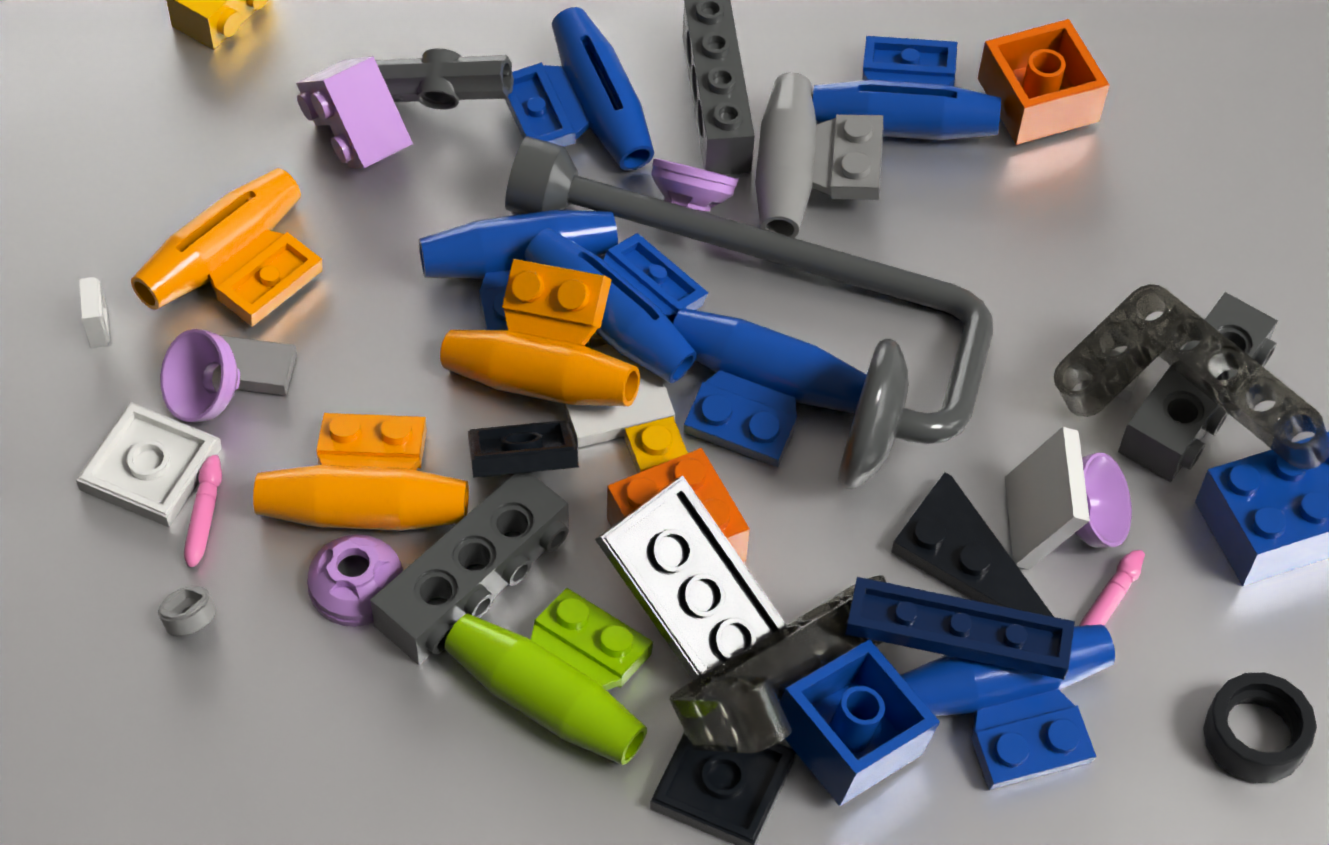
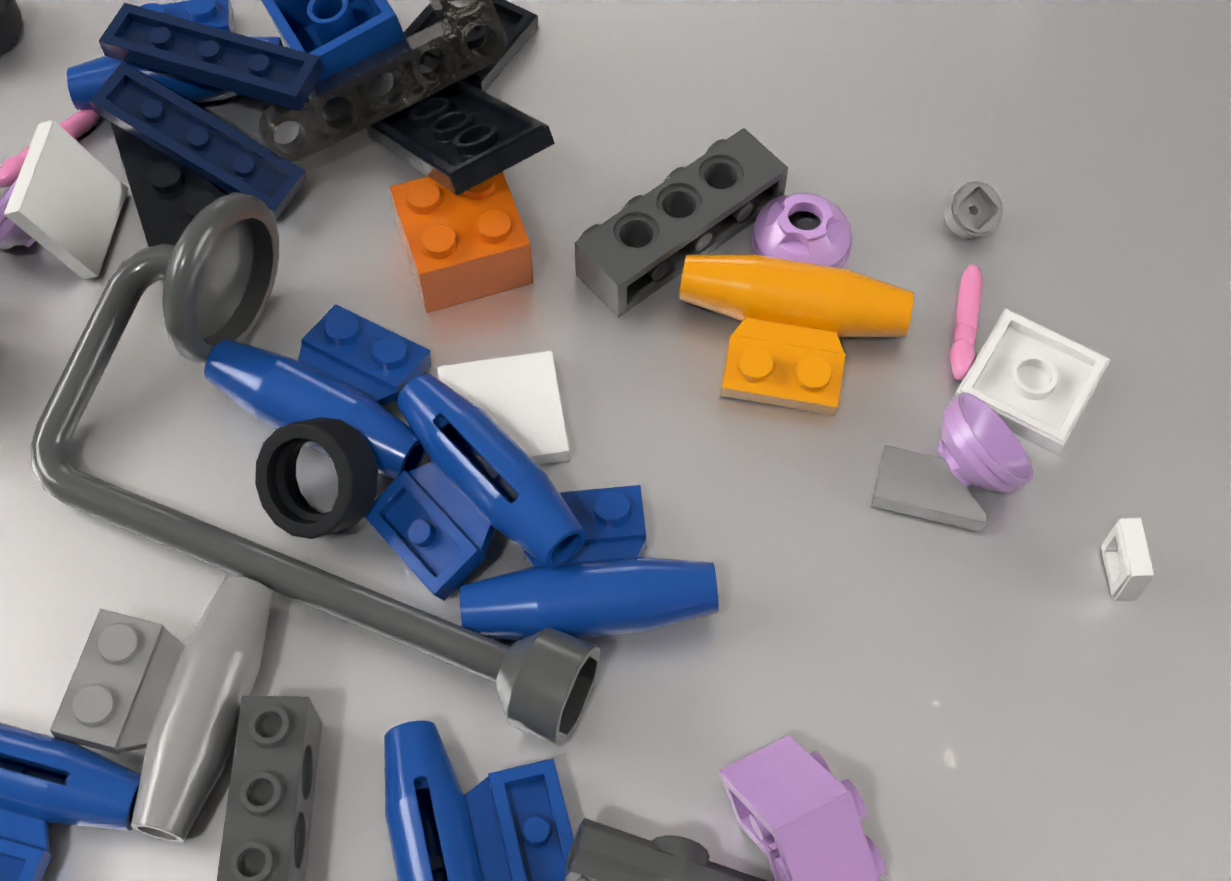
camera: 170 degrees left, 5 degrees up
(236, 251) = (963, 638): light orange plate -> none
(522, 448) = (616, 318): black tile -> none
(544, 351) = (573, 424): light orange plate -> none
(561, 672) = (605, 115): lime plate -> none
(654, 443) = (465, 336): yellow plate -> none
(691, 185) = (319, 670): lavender piece -> none
(746, 292) = (280, 490): none -> black tyre
(953, 577) = (197, 138): none -> dark blue plate

